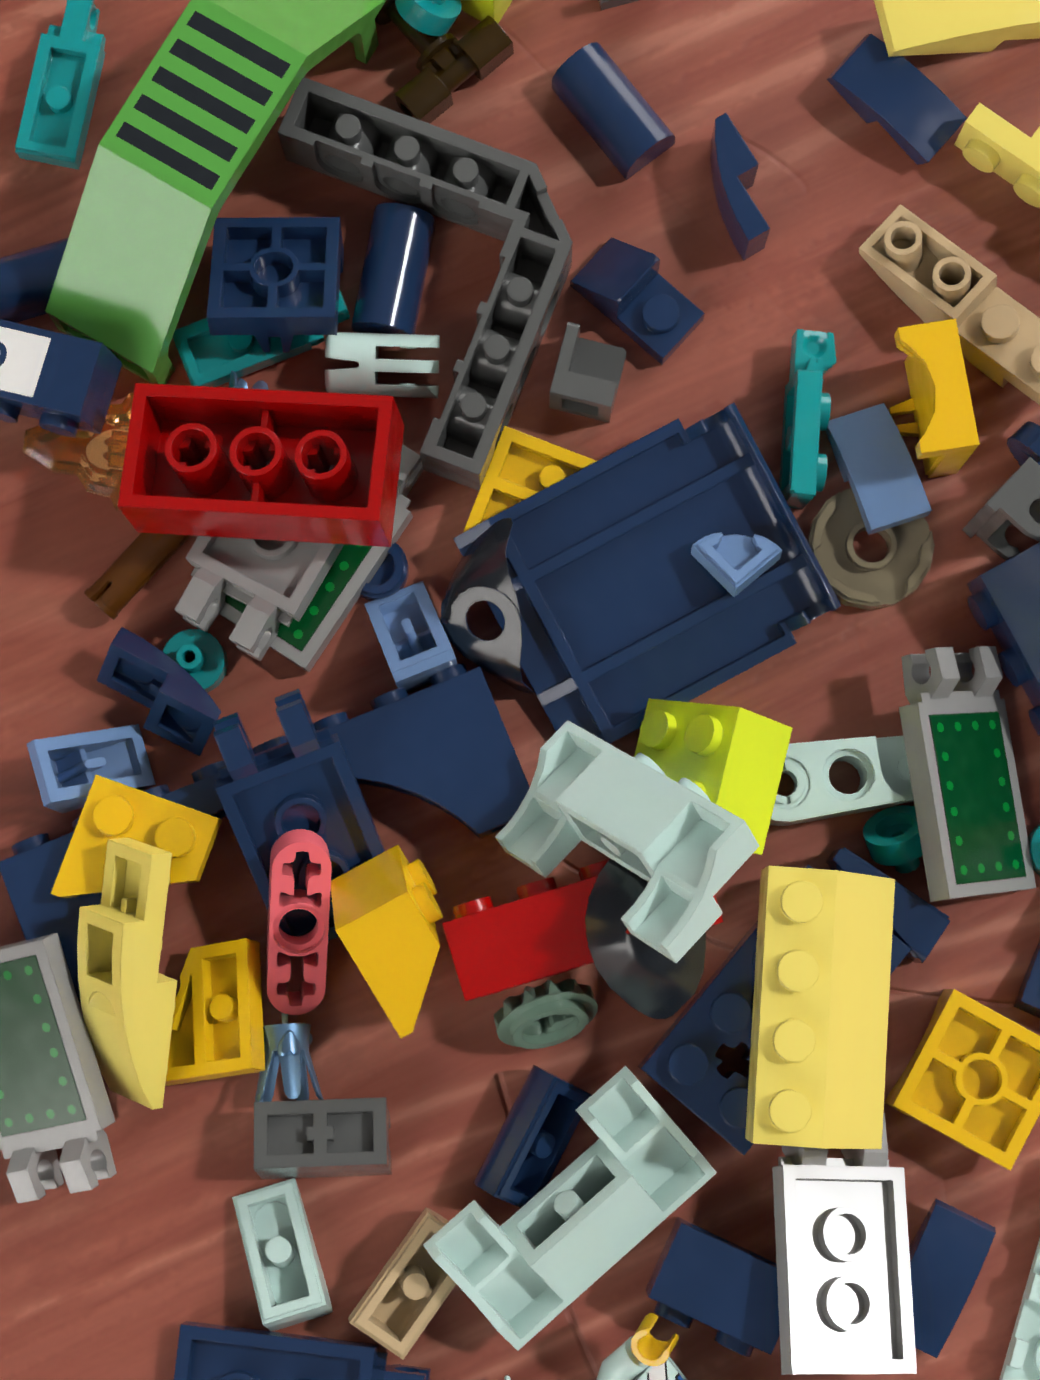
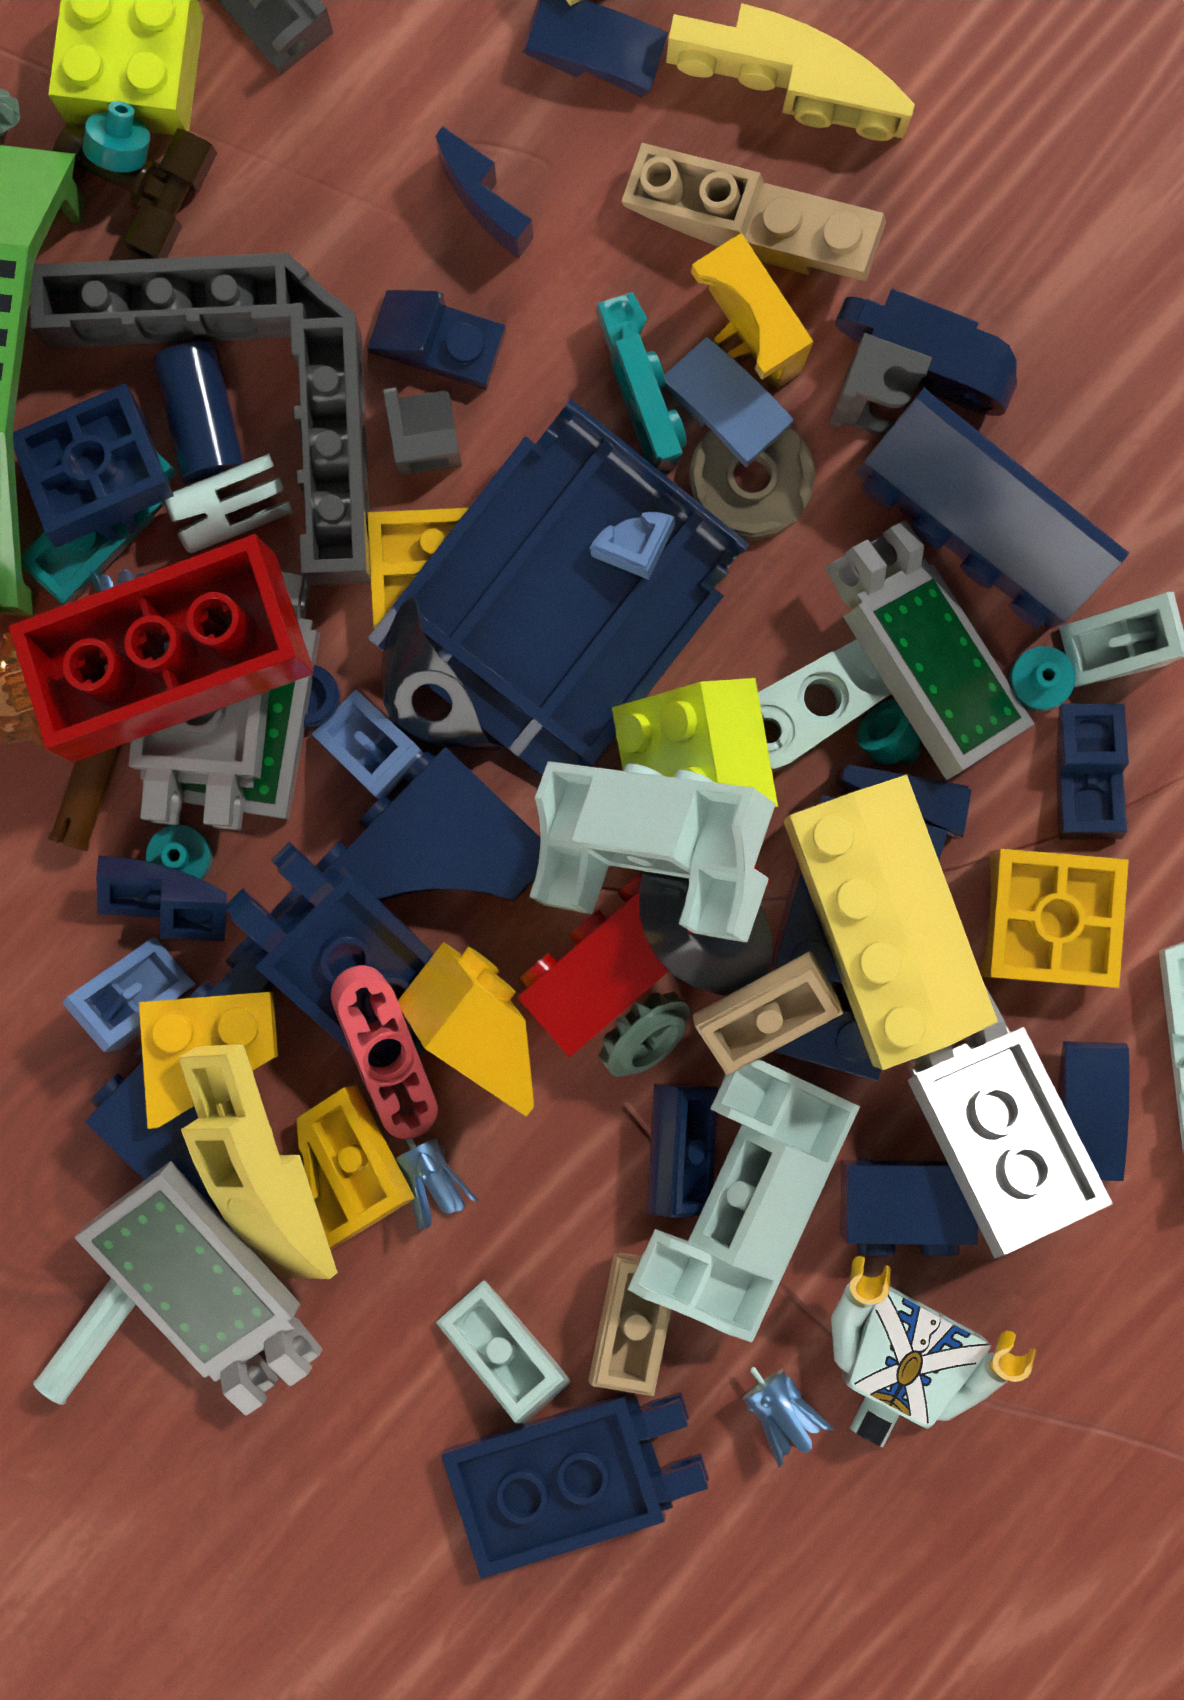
camera: 35 degrees left, 5 degrees up
(322, 1138) = (493, 1234): dark grey hinge -> none
(611, 109) = (333, 168): dark blue brick -> none
(668, 1043) = (768, 1013): none -> tan brick

